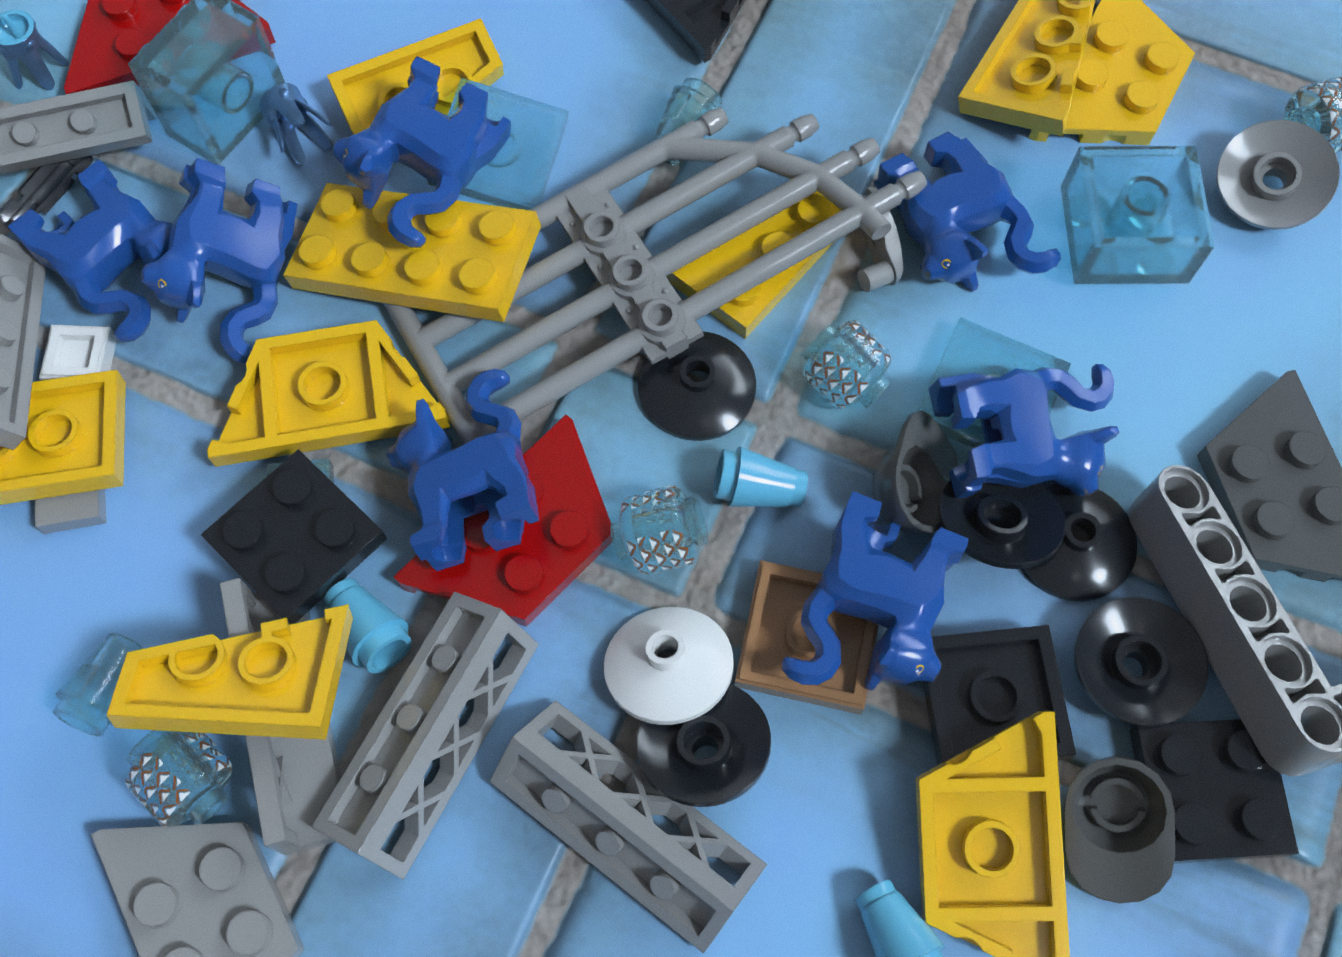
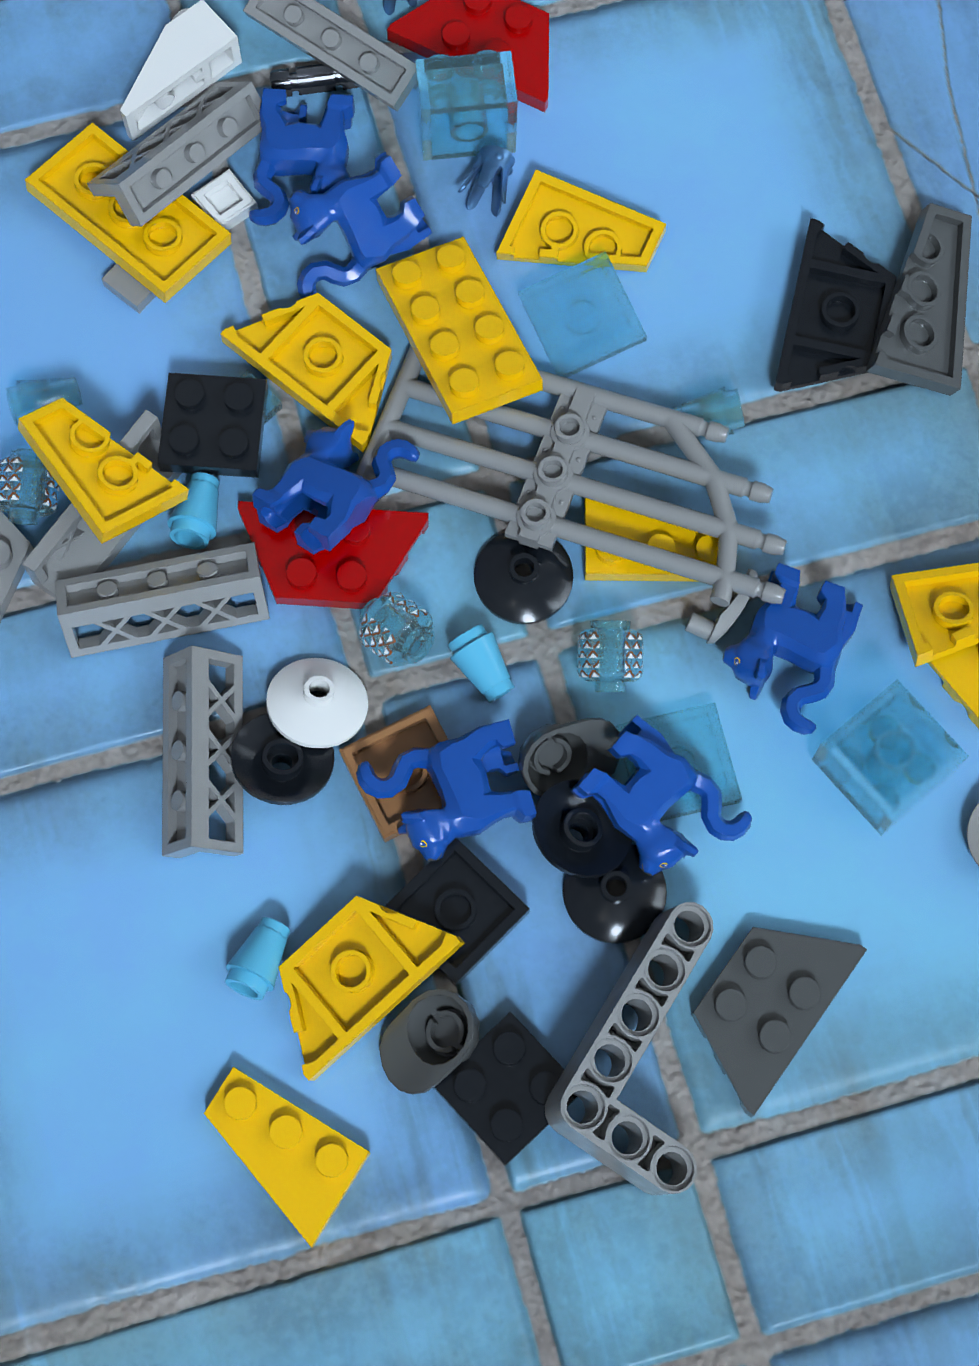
camera: 50 degrees right, 5 degrees up
(431, 143) = (533, 284): blue animal -> none
(1161, 642) = (558, 956): black dish -> none

